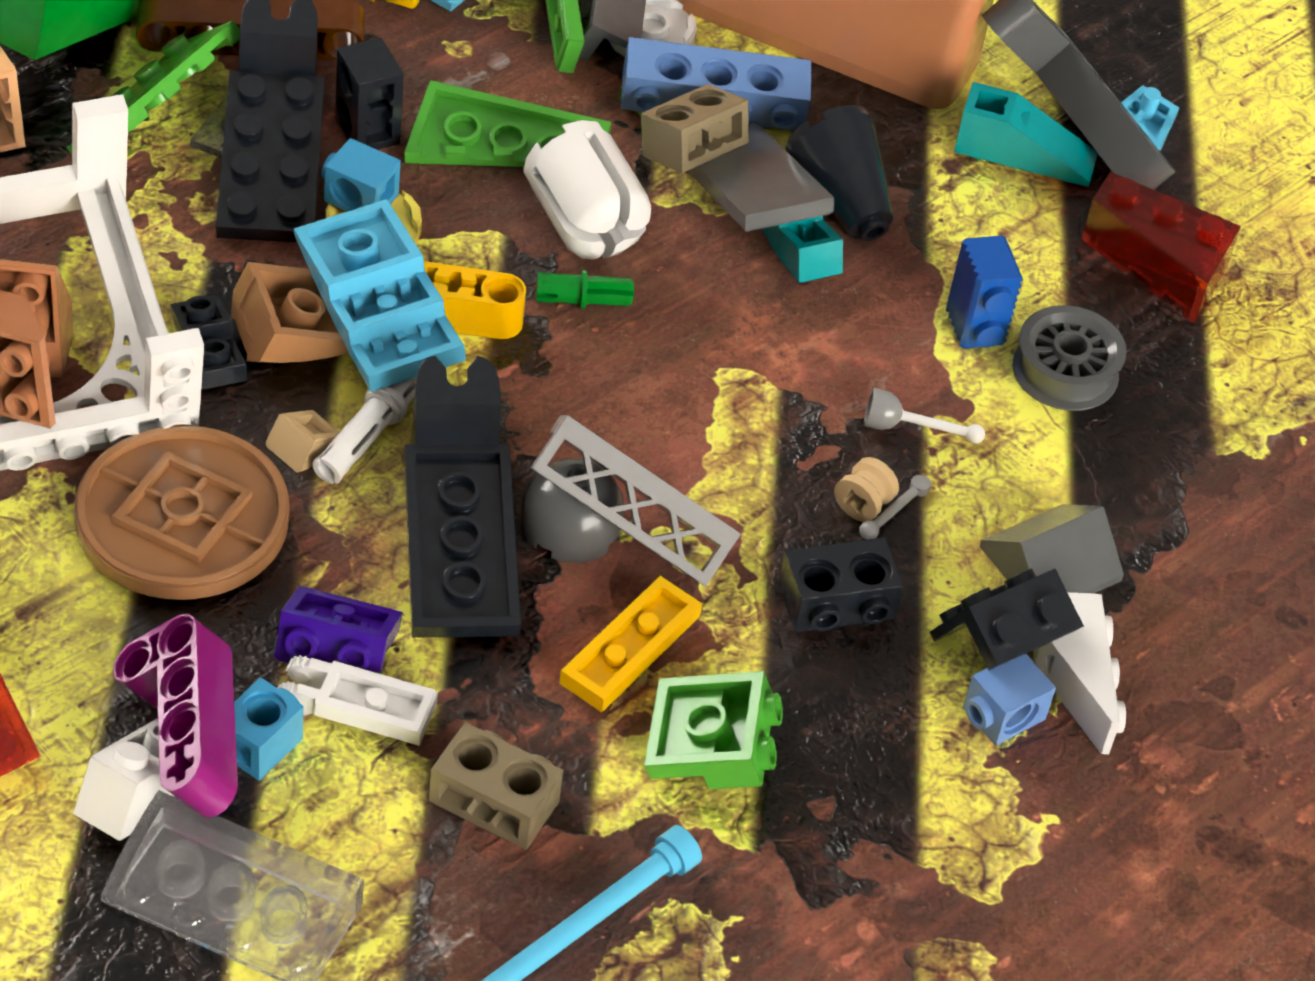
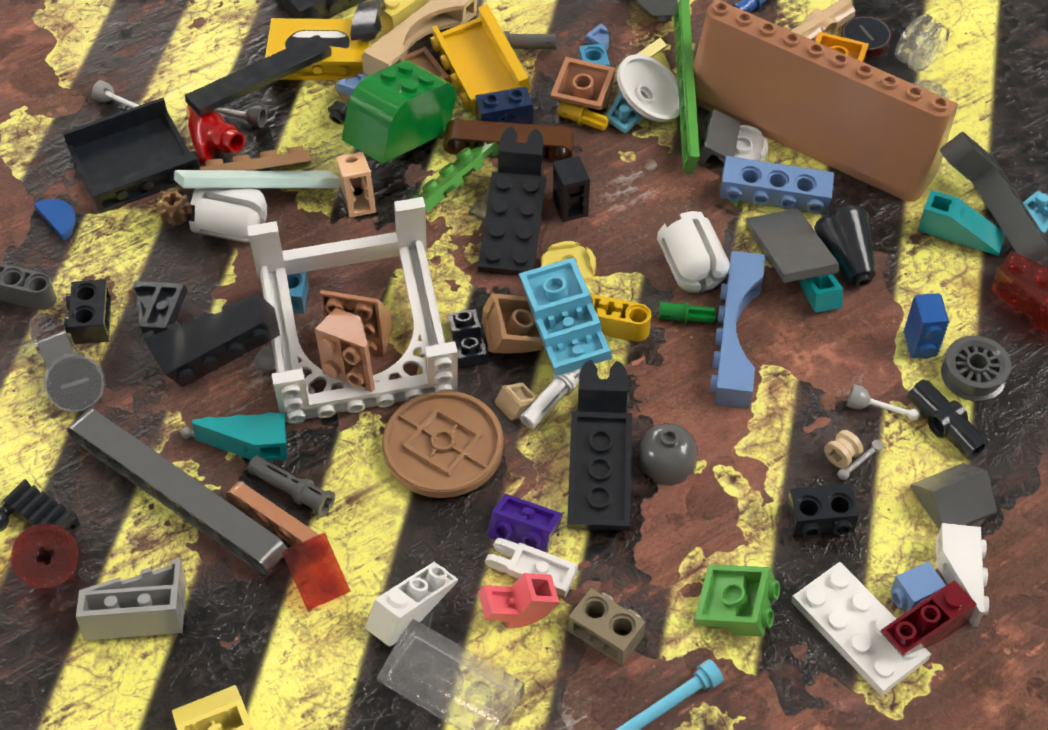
camera: 15 degrees right, 5 degrees up
(190, 681) = (436, 551): magenta beam -> none
(265, 746) = (467, 591): dark azure brick -> none
(349, 756) = (522, 604): none -> coral brick
(360, 176) = (561, 240): dark azure brick -> none
(482, 128) = (639, 209): bright green wing -> none
(630, 644) = (693, 540): yellow plate -> none
(647, 485) = (706, 440): light grey fence -> none
(674, 375) = (735, 372): none -> medium blue arch
(695, 128) = (760, 214): dark tan brick -> none
(920, 765) = (852, 624): none -> white plate
(1013, 617) = (924, 540): black bracket -> none
(1031, 437) = (947, 419): none -> black piece
(1036, 740) = (931, 620): none -> dark red slope

